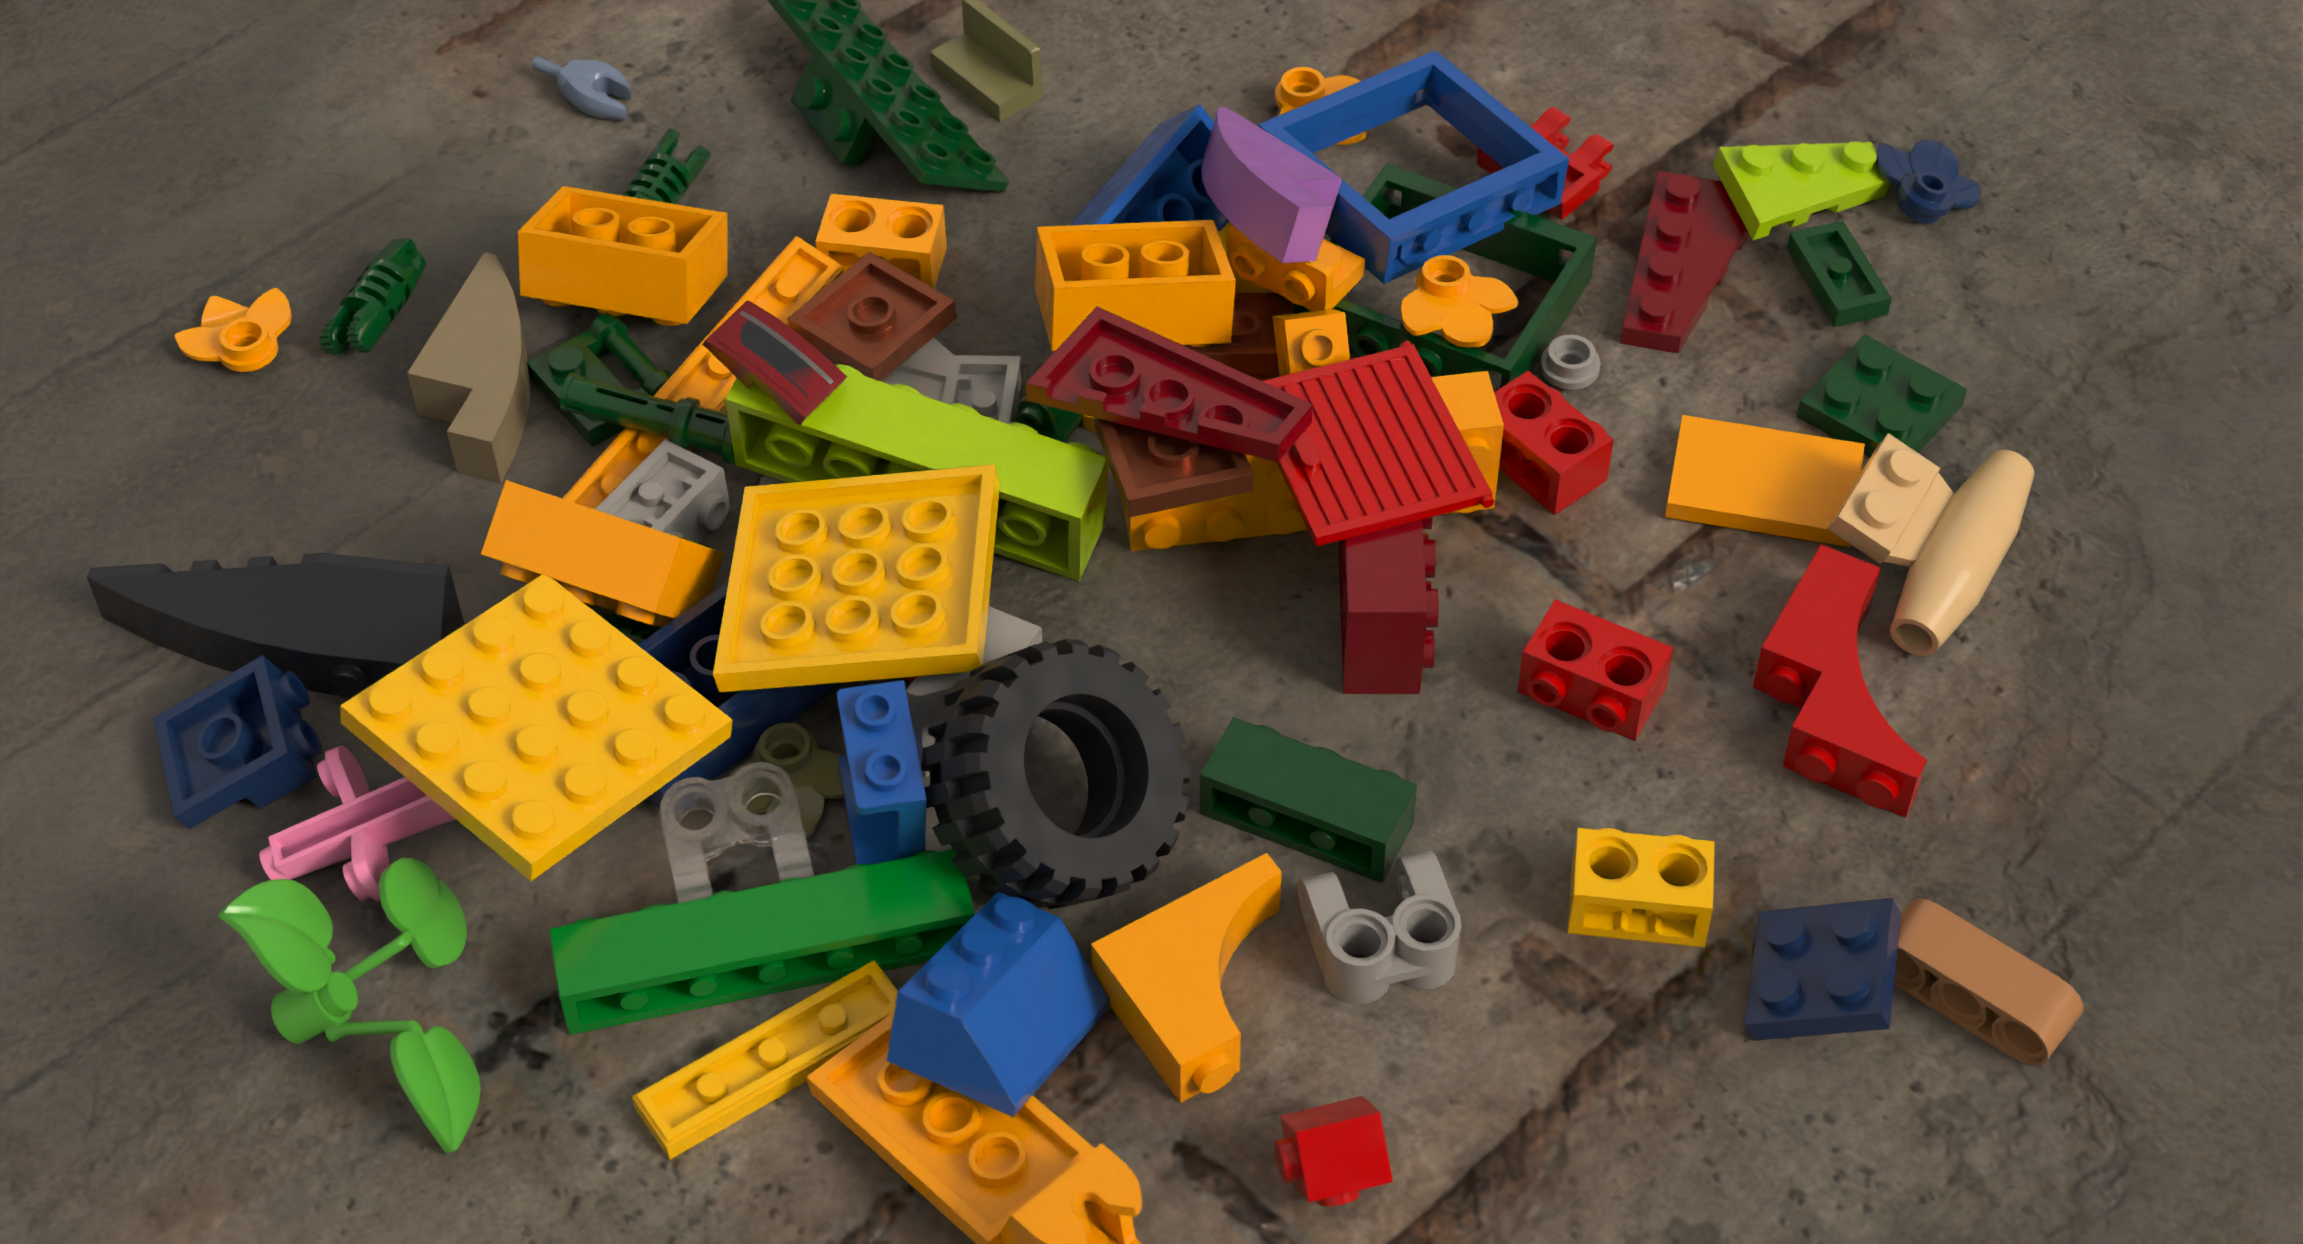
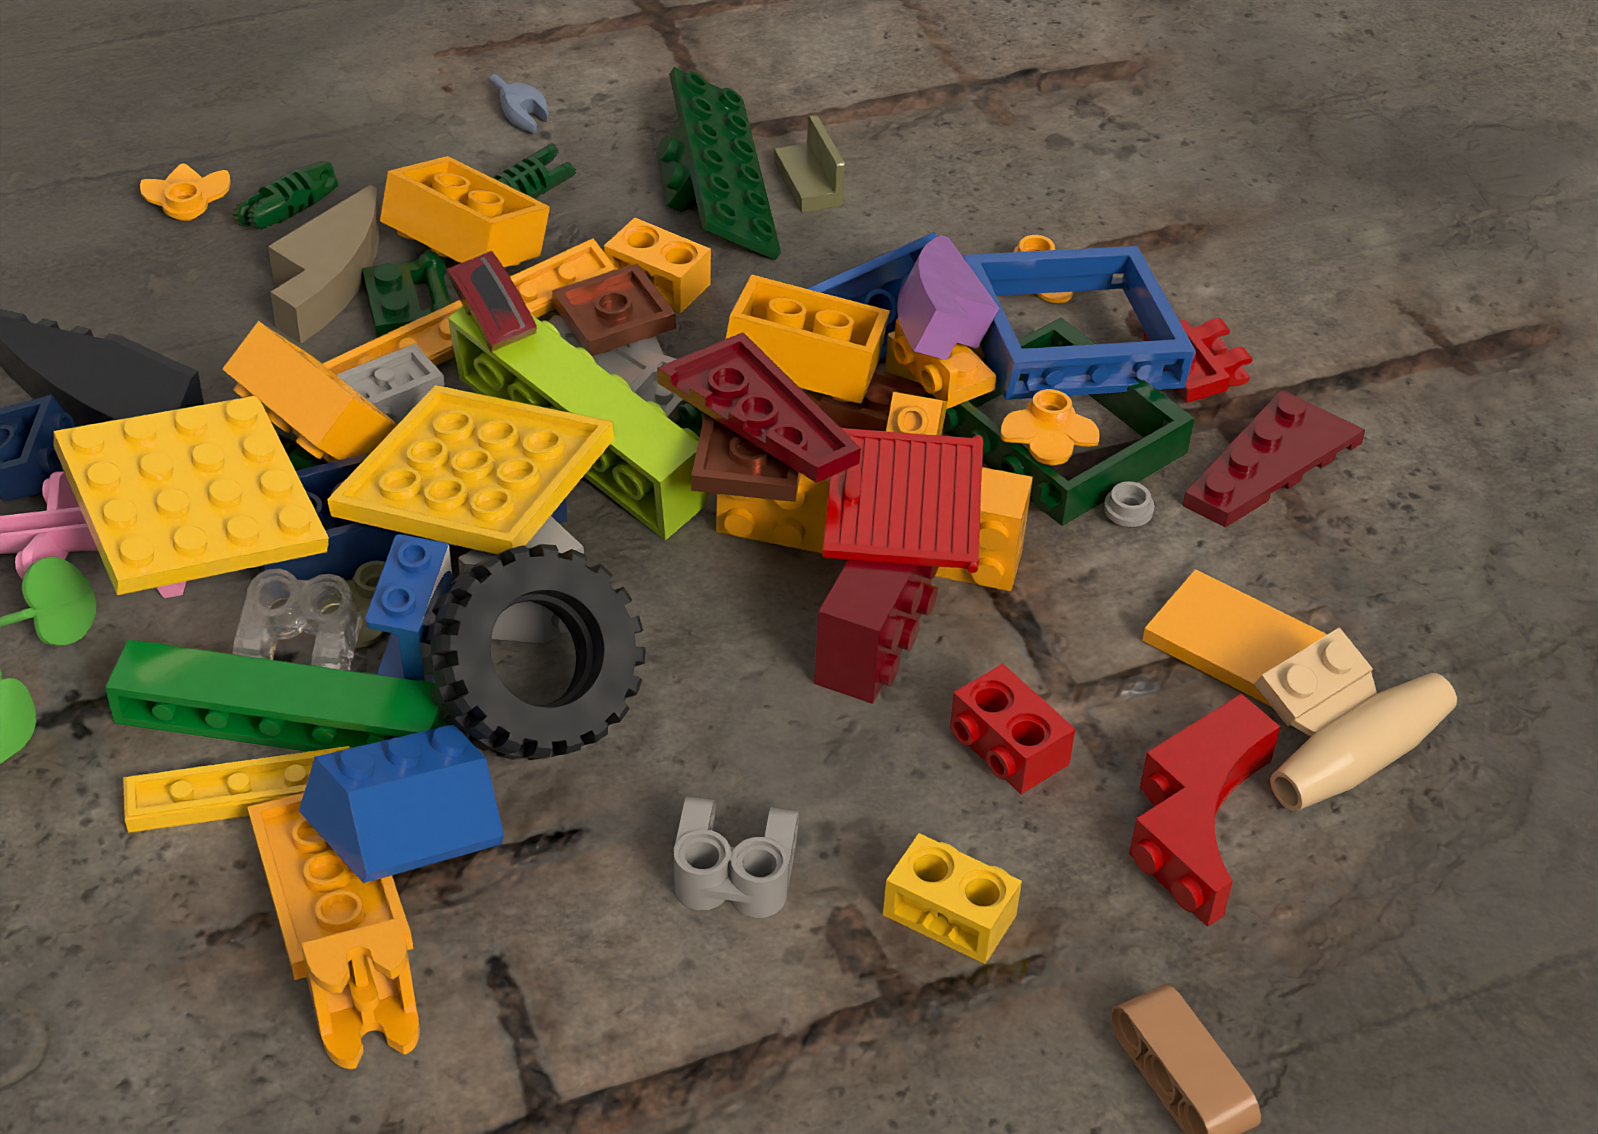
camera: 20 degrees right, 5 degrees down
(681, 422) = (430, 333): dark green pin -> none
(1169, 972) = (562, 825): light orange arch -> none
(1307, 799) = (733, 744): dark green brick -> none
(1333, 1151) = (592, 1000): red brick -> none
(1550, 444) = (1071, 553): red brick -> none
(1796, 180) = (1386, 427): lime wing -> none
(1823, 969) = (1059, 1010): dark blue plate -> none
(1839, 273) = (1385, 507): dark green plate -> none
(1879, 394) = (1371, 609): dark green plate -> none
(1927, 180) = (1501, 462): dark blue plate -> none

